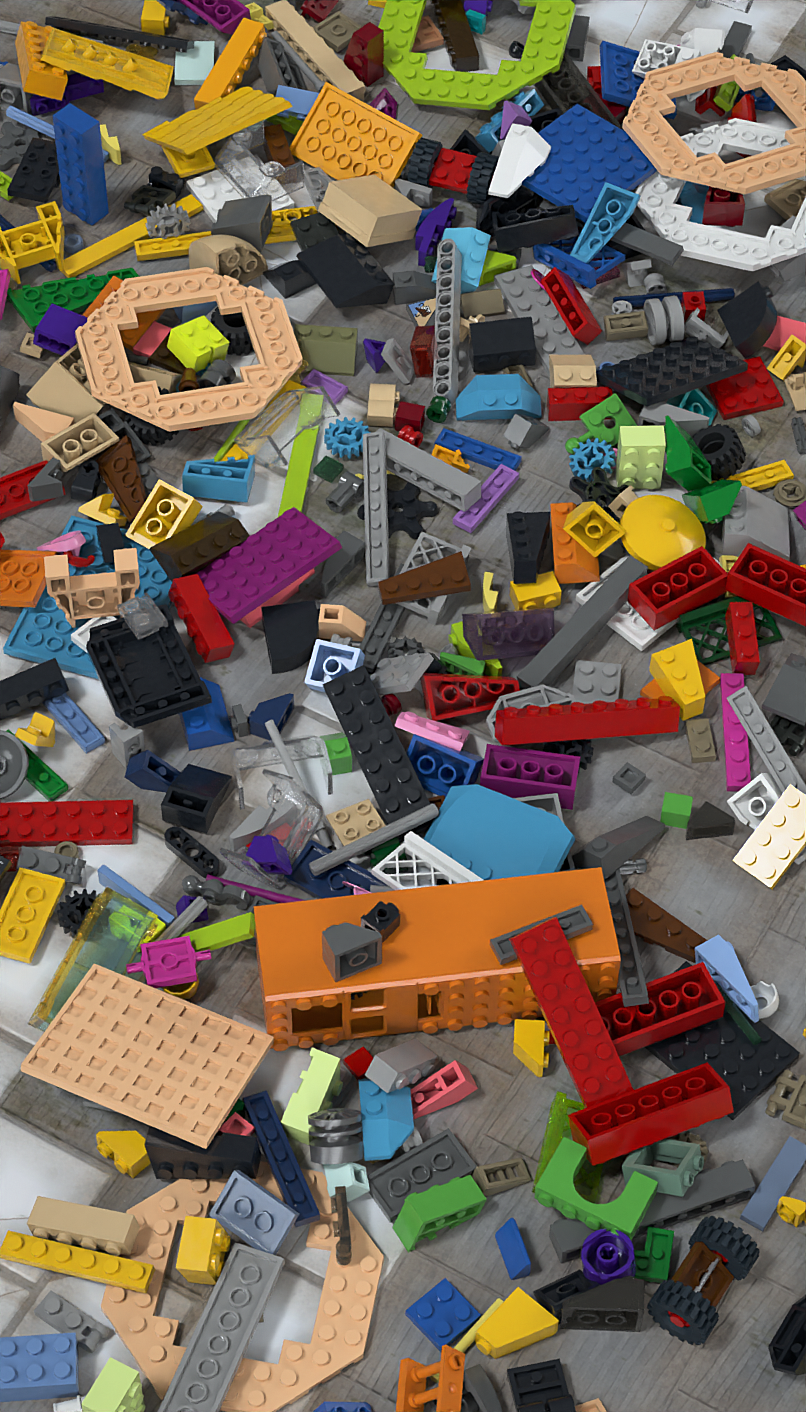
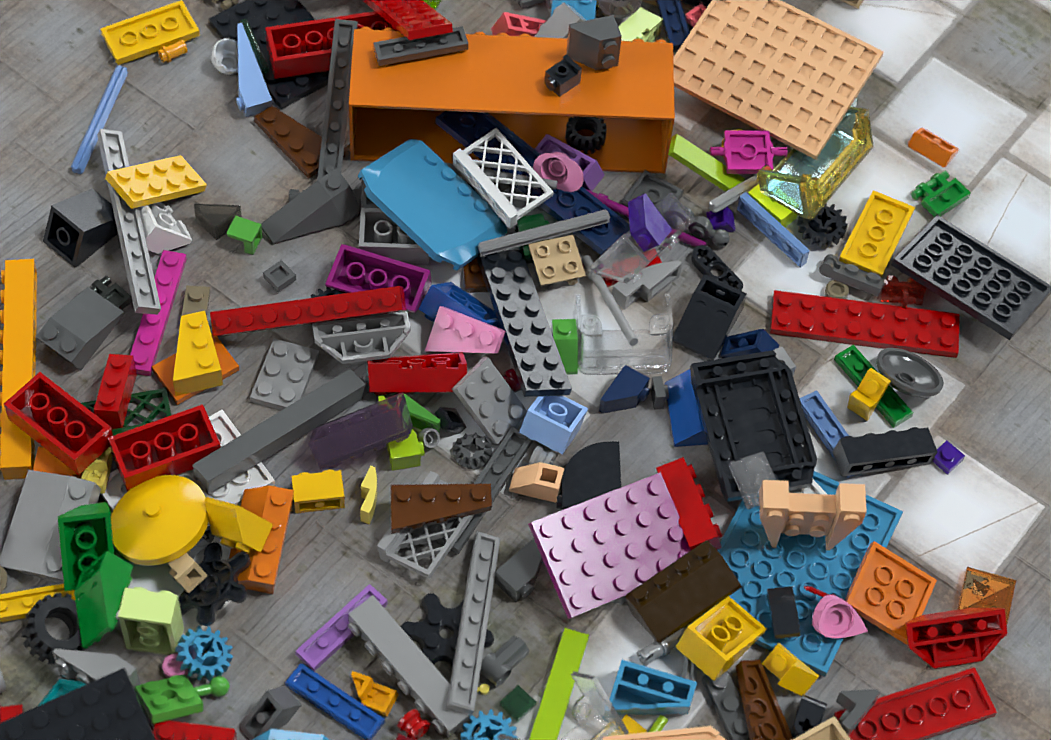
camera: 175 degrees left, 5 degrees up
(526, 543) = (313, 540): black wedge -> none

